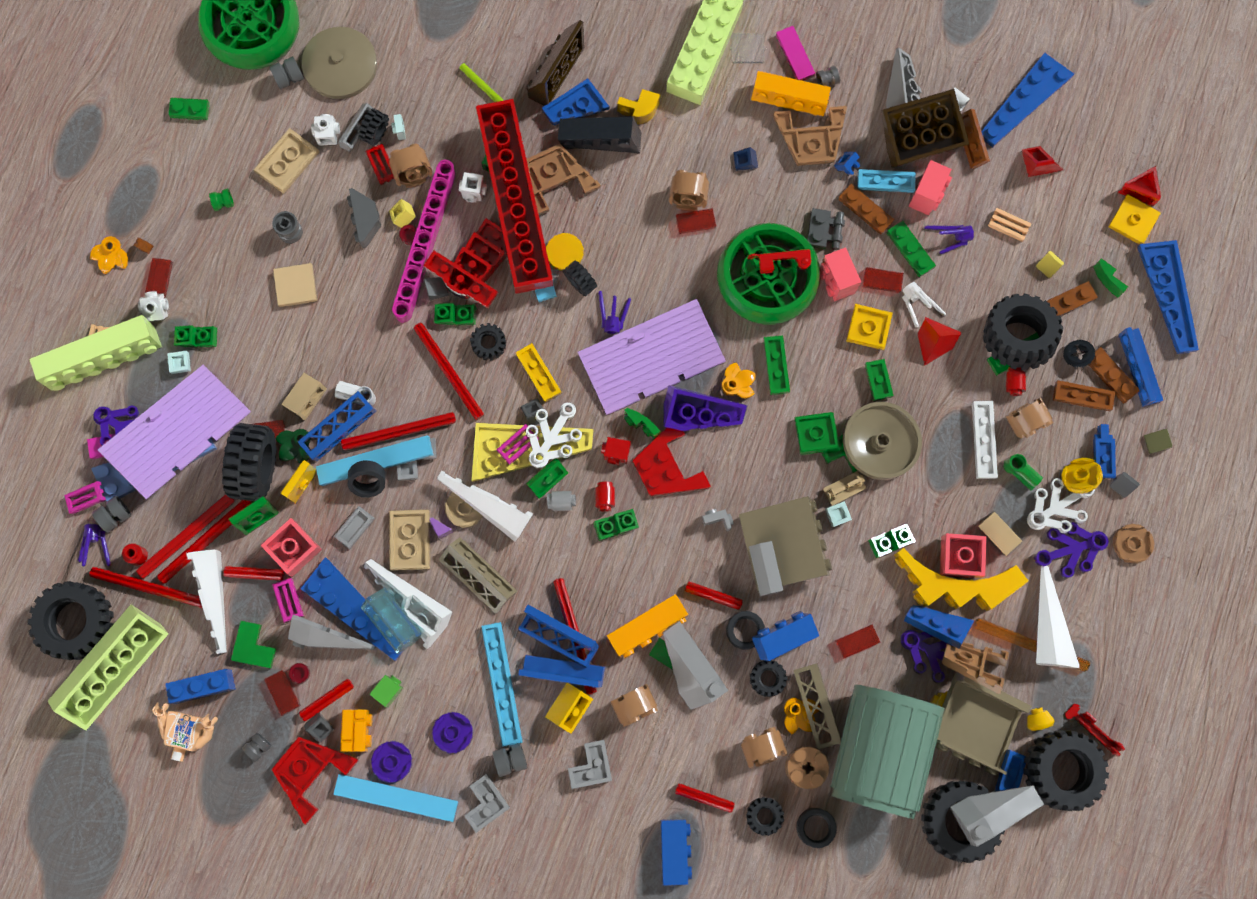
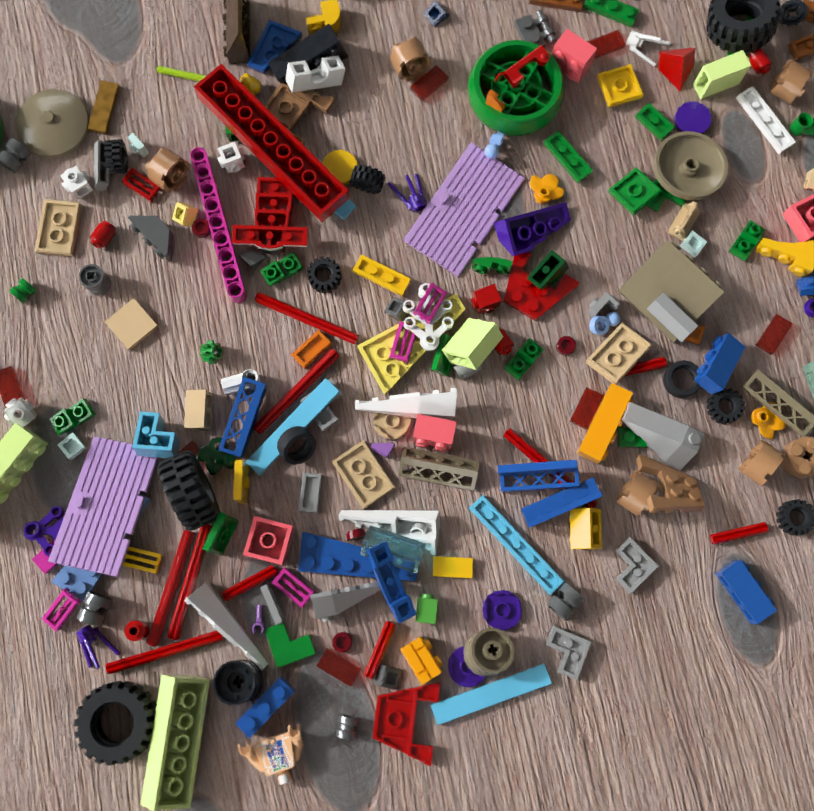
camera: 30 degrees left, 0 degrees up
(177, 497) = (156, 563): none -> yellow tile
(179, 647) = (226, 684): none -> black wheel
(240, 611) = (259, 620): none -> medium lavender hand
(247, 397) = (150, 438): none -> medium azure brick
(261, 603) = (272, 604): none -> light grey tile
(319, 190) = (102, 234): none -> red brick
(346, 352) = (211, 352): none -> green gear
(368, 587) = (356, 534): none -> dark red tile
(368, 647) = (390, 583): none -> blue slope
(392, 73) = (103, 107): none -> pearl gold tile
(426, 763) = (499, 656): none -> dark tan wheel
(434, 668) = (452, 567): none -> yellow tile
(435, 401) = (311, 349): none -> orange tile
(491, 541) = (433, 432): none -> coral brick
(531, 129) = (251, 83): none -> yellow cone
(547, 431) = (423, 314): none -> dark pink tile
(575, 482) = (472, 343): none -> yellowish green brick
(605, 160) = (328, 74): none -> white arch
(642, 602) = (586, 408): none -> clear red tile
(661, 535) = (566, 345): none -> dark red tile
(673, 724) = (678, 489): none -> medium nougat wing
(686, 459) = (548, 271): none -> dark green slope
(702, 572) = (618, 353): none -> tan tile
(719, 537) = (603, 322): none -> light blue plate
(720, 311) = (492, 149): none -> light blue plate
(732, 274) = (494, 102): none -> orange tile
(785, 597) = (696, 336): none -> orange tile
(917, 398) = (692, 117): none -> dark purple tile
(968, 373) = (721, 74): none -> yellowish green brick

